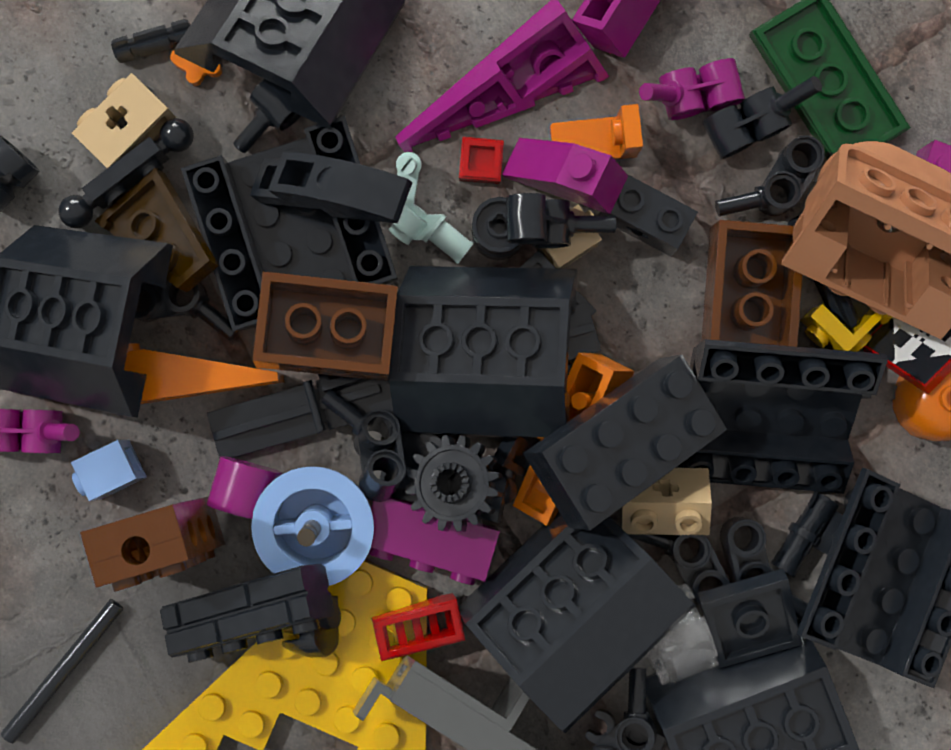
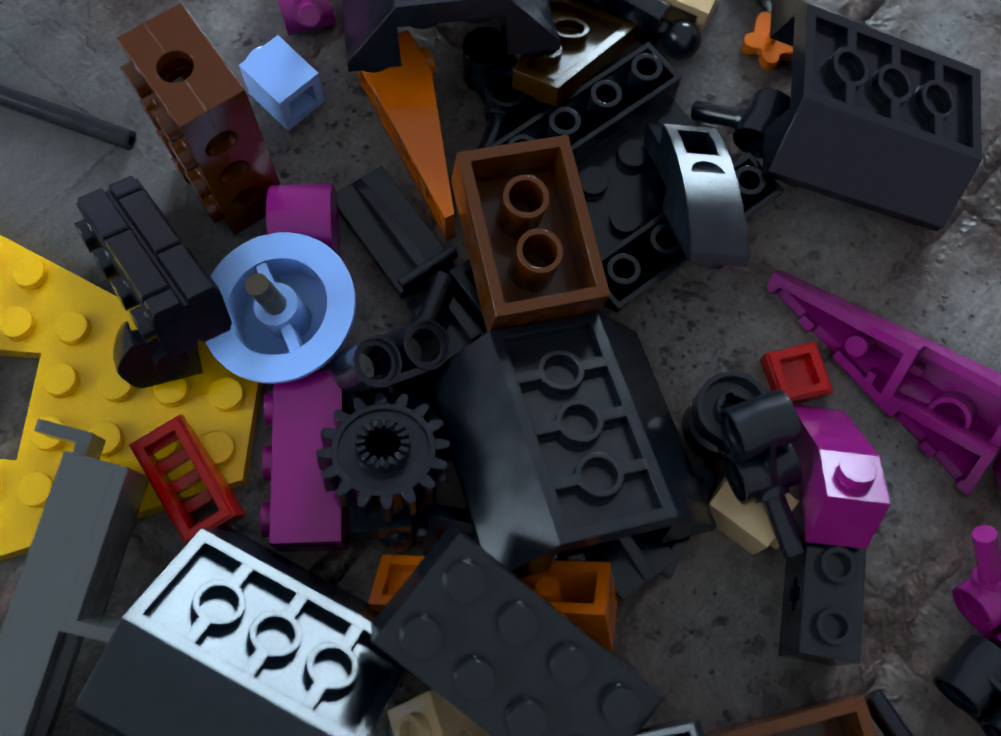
camera: 70 degrees right, 15 degrees down
(417, 224) = (690, 317): light aqua pin -> none
(610, 135) = (905, 526): orange bracket -> none

